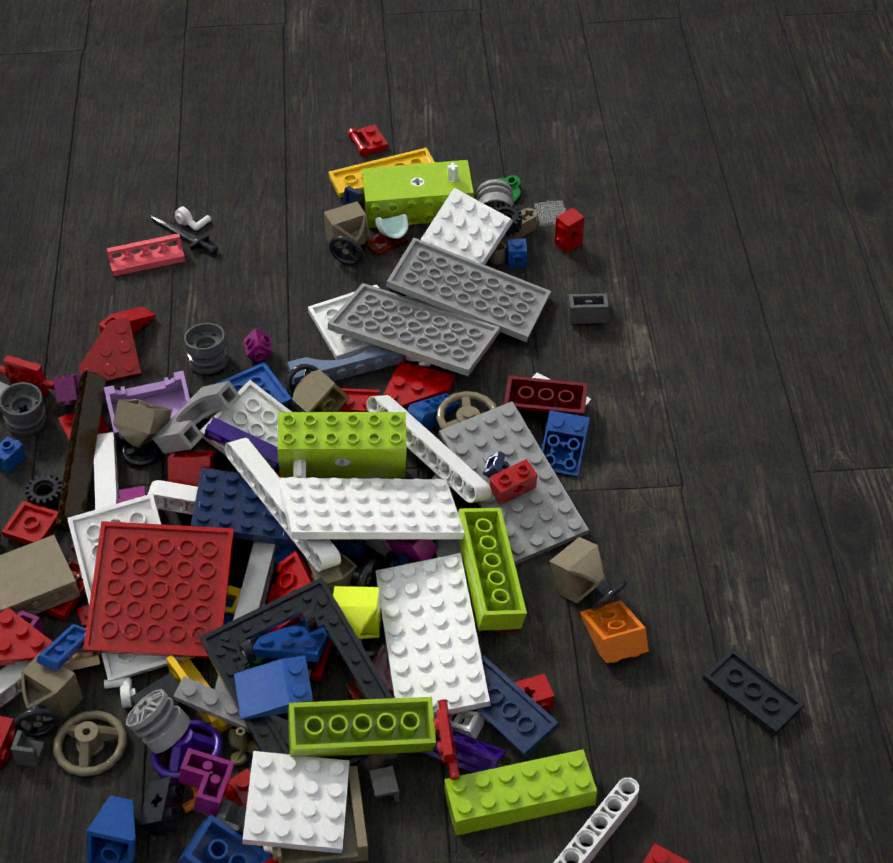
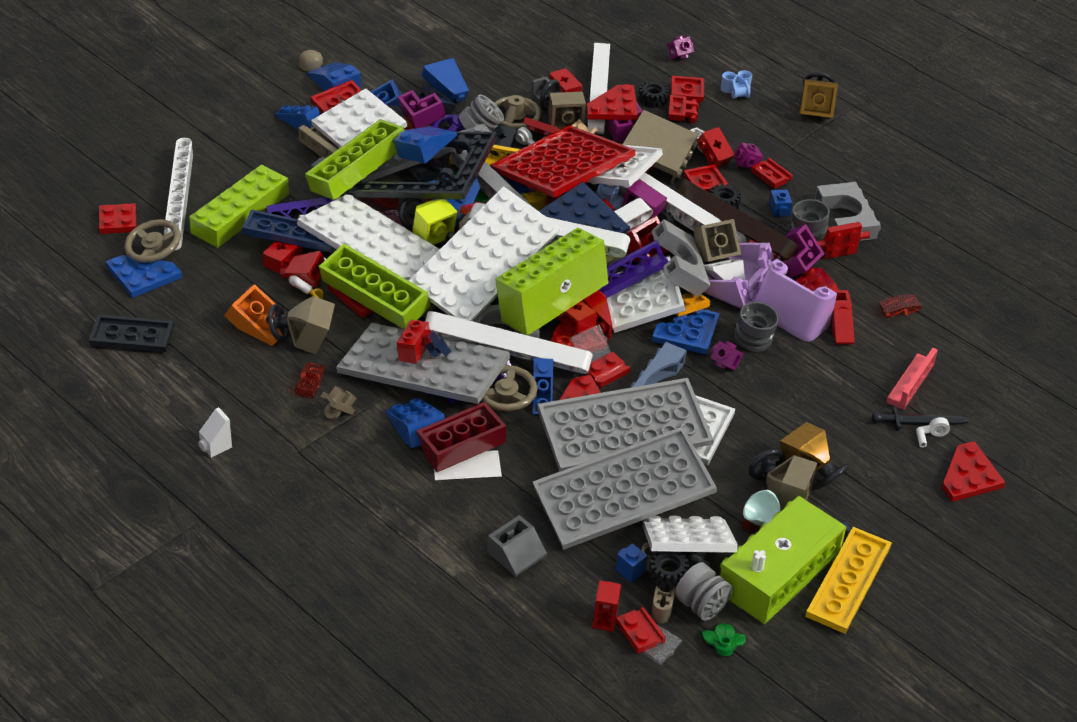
camera: 135 degrees right, 5 degrees down
(62, 311) = (902, 303): none -> clear red slope
(62, 648) = (576, 111): blue tile -> none
(99, 681) = (539, 127): none -> red plate
(154, 357) = (799, 309): none -> lavender windscreen
(167, 400) = (726, 269): none -> white slope
(207, 184) = (970, 474): none -> red plate
(309, 235) = (811, 444): none -> pearl gold piece
(315, 390) = (632, 331): dark tan piece -> none
(371, 136) = (910, 616): red plate -> none
(446, 742) = (300, 181): red plate -> none
(525, 650) = (305, 273): none -> red torso
(549, 218) = (640, 630): none -> red plate
(619, 540) = (310, 380): none -> clear red slope
(621, 489) = (339, 402): none -> dark tan hips
(659, 785) = (156, 245): none -> dark tan piece
(690, 772) = (142, 277): none -> blue plate
(751, 520) = (215, 434): none -> white slope

